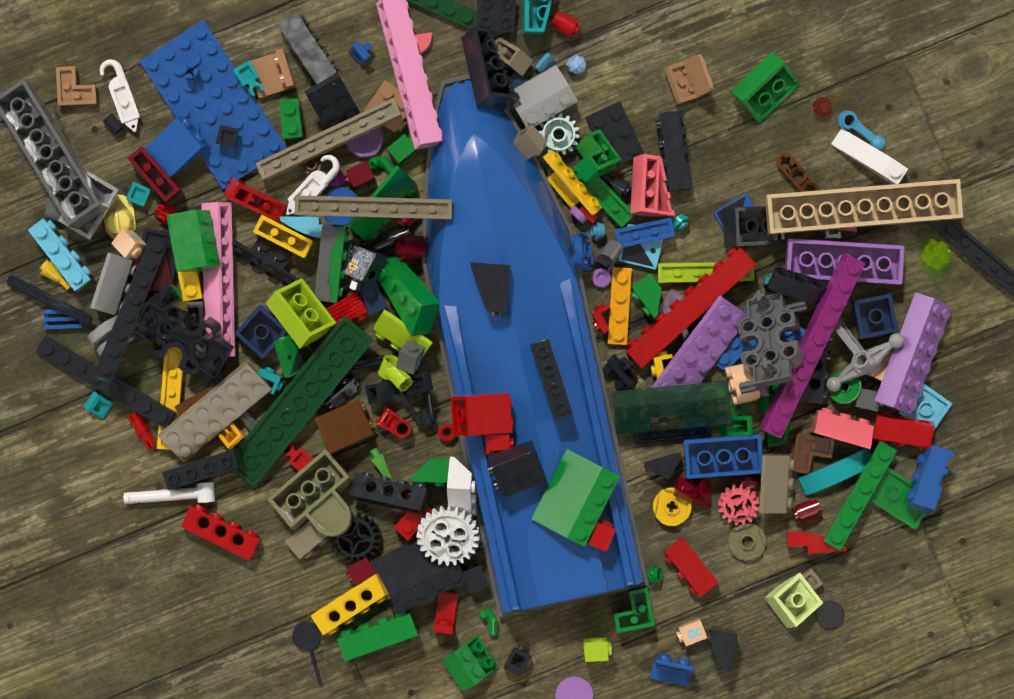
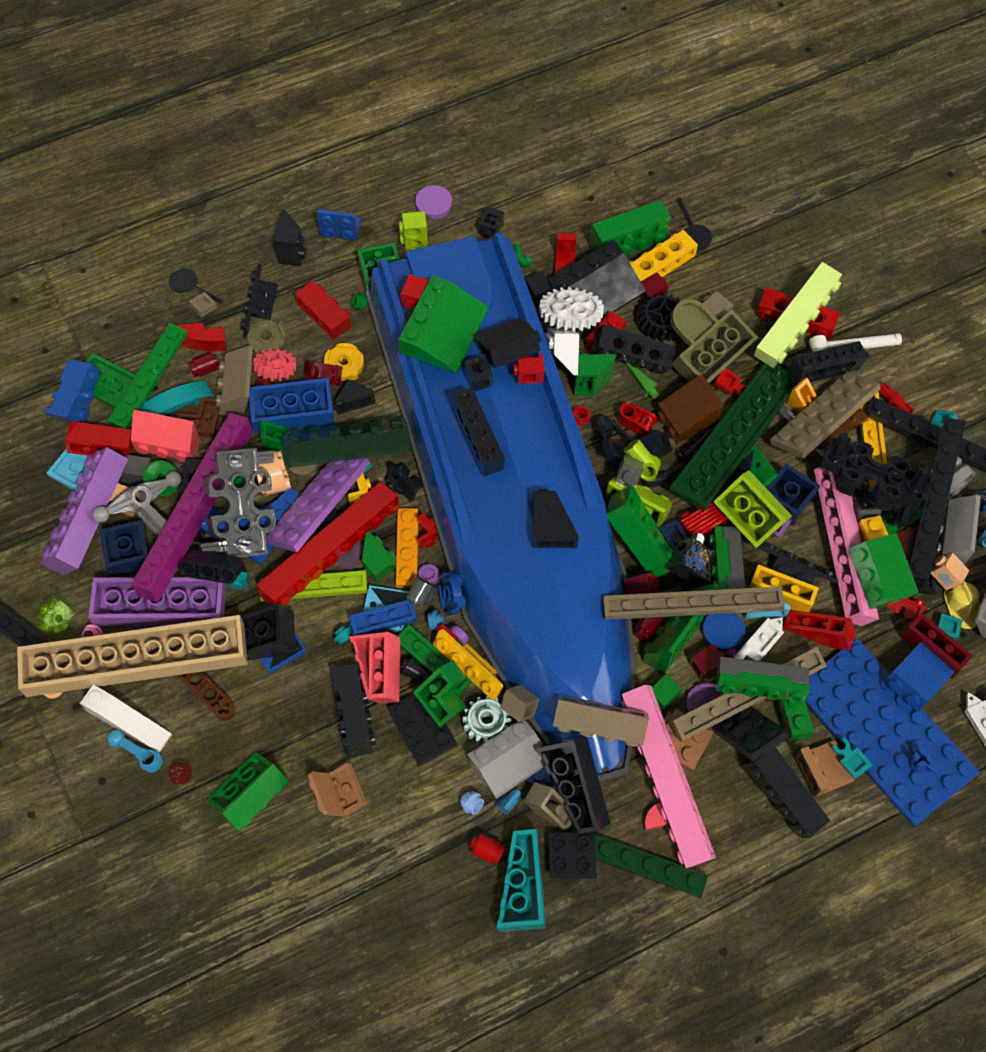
camera: 175 degrees right, 25 degrees down
(225, 519) = (797, 315): none -> yellowish green brick
(227, 136) = (864, 689): black plate -> none
(269, 374) = (774, 455): teal bracket -> none
(318, 145) = (762, 679): none -> green piece
(360, 52) = (726, 799): blue tile -> none
(381, 162) = (684, 679): green arm -> none
(463, 114) = (601, 720): none -> dark tan brick
(469, 663) = (536, 219): green slope -> none
(481, 414) = (550, 393): red slope -> none
(540, 436) = (478, 380): none -> black brick
(691, 632) = (320, 255): light nougat brick -> none
(751, 580) = (261, 301): none -> black bracket
(793, 600) = (218, 284): yellowish green slope -> none
(902, 237) = (91, 630): none -> bright pink plate

